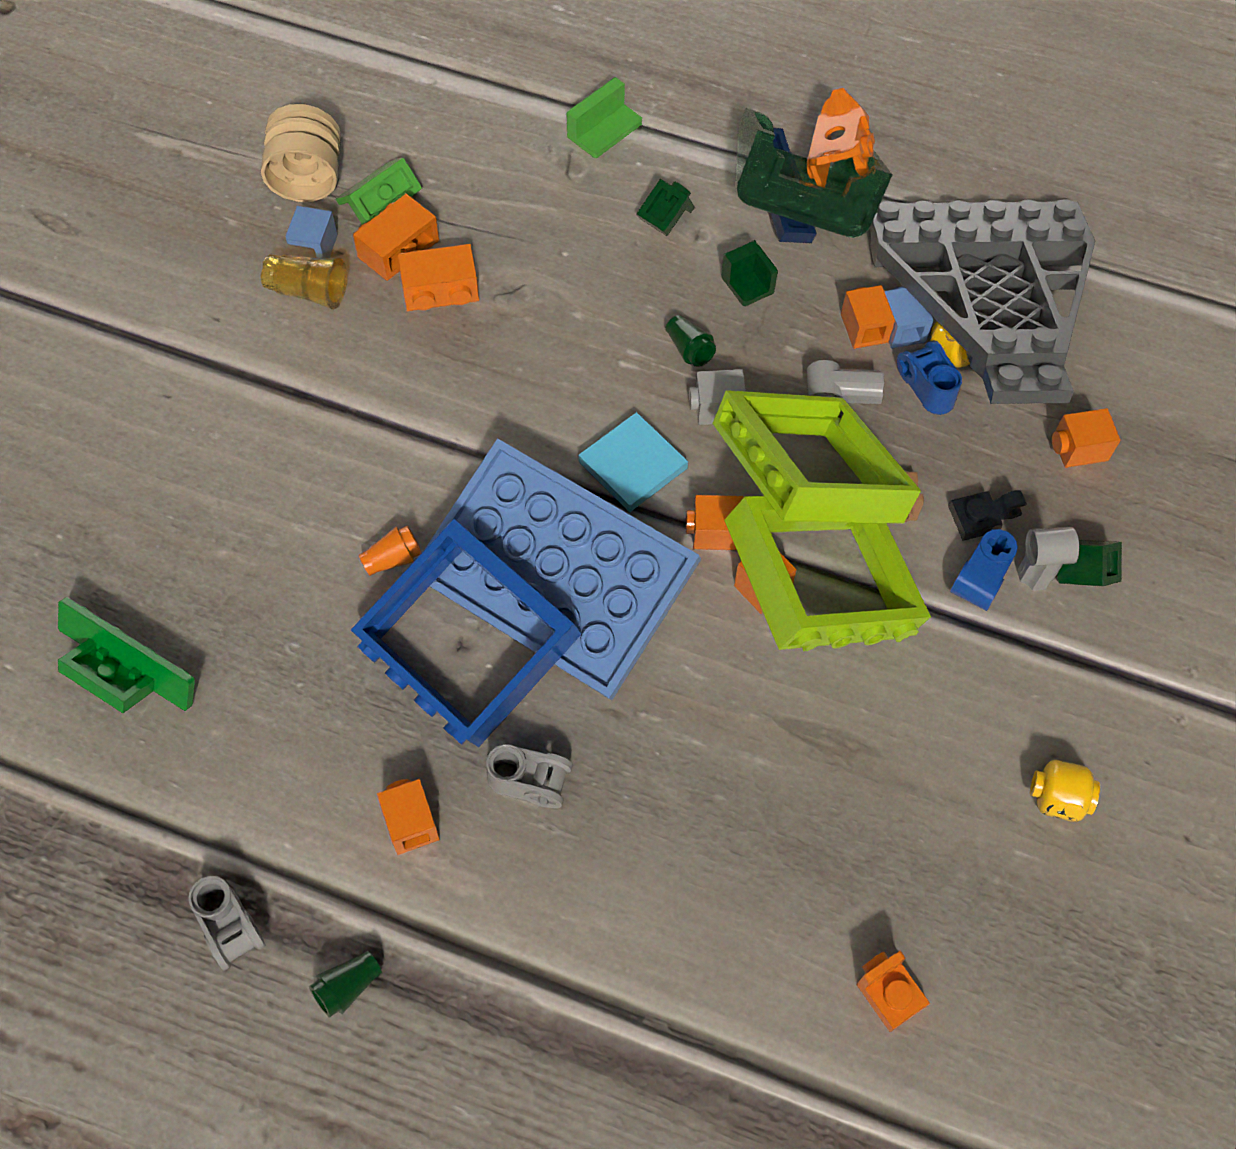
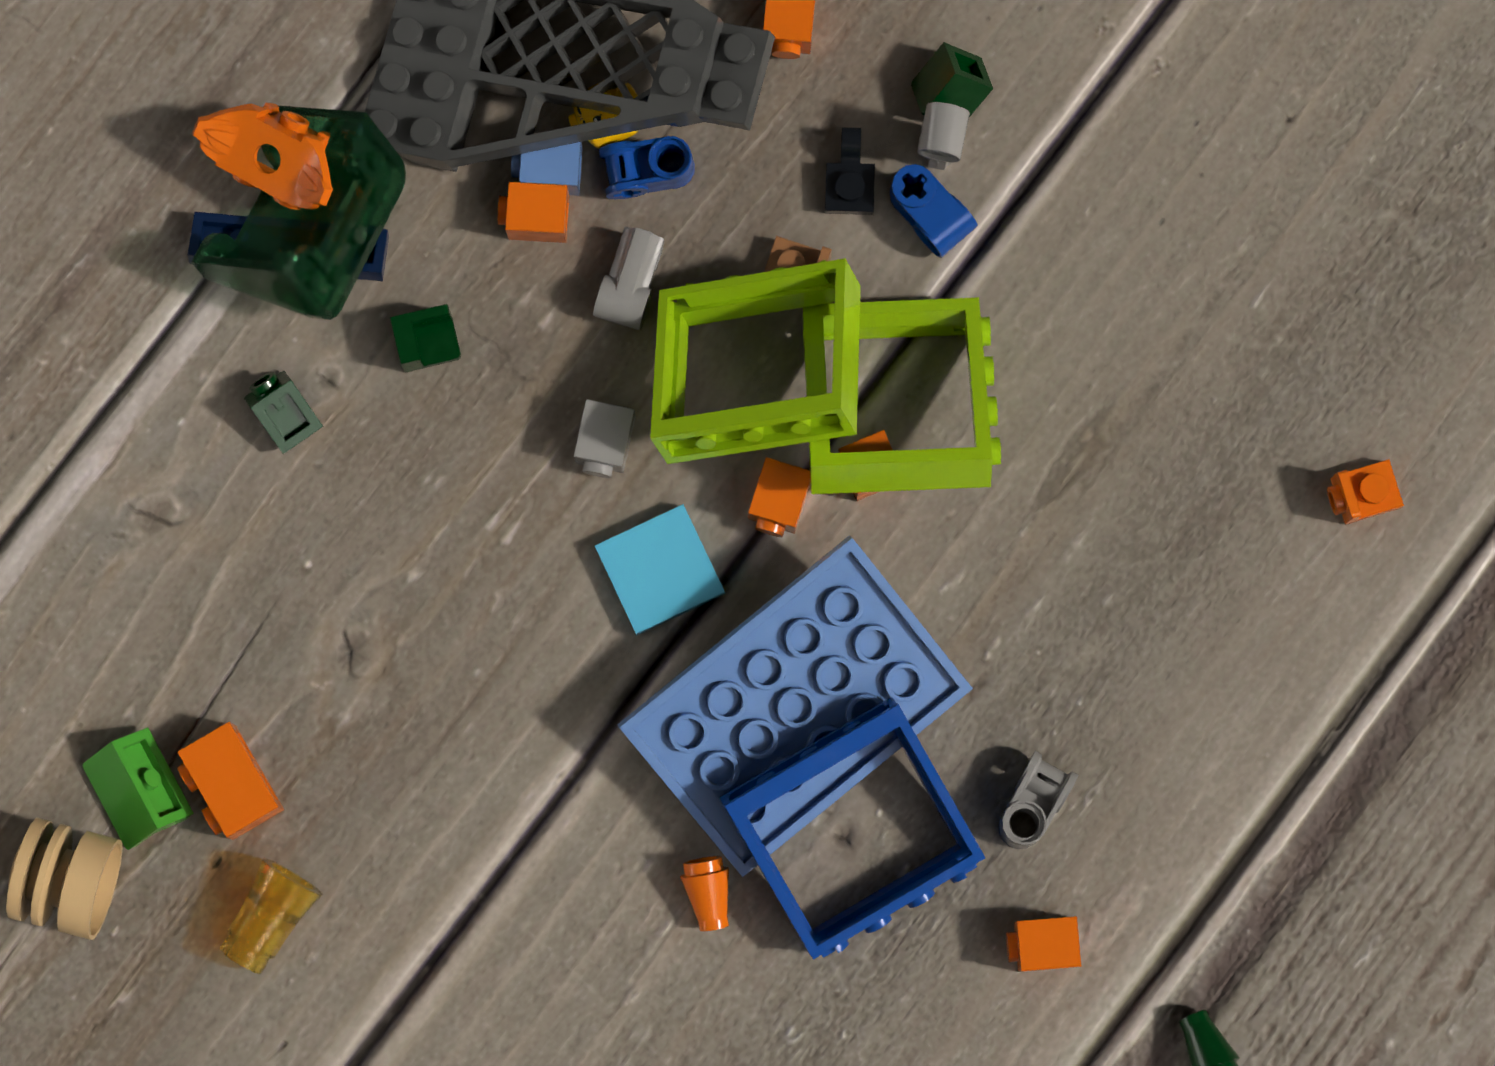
camera: 70 degrees left, 20 degrees up
(313, 229) = (195, 892): medium blue panel -> none
(438, 277) = (317, 741): orange brick -> none
(602, 119) = (102, 449): bright green panel -> none
(692, 342) = (506, 446): dark green cone -> none
(1065, 790) = (1210, 230): yellow head -> none

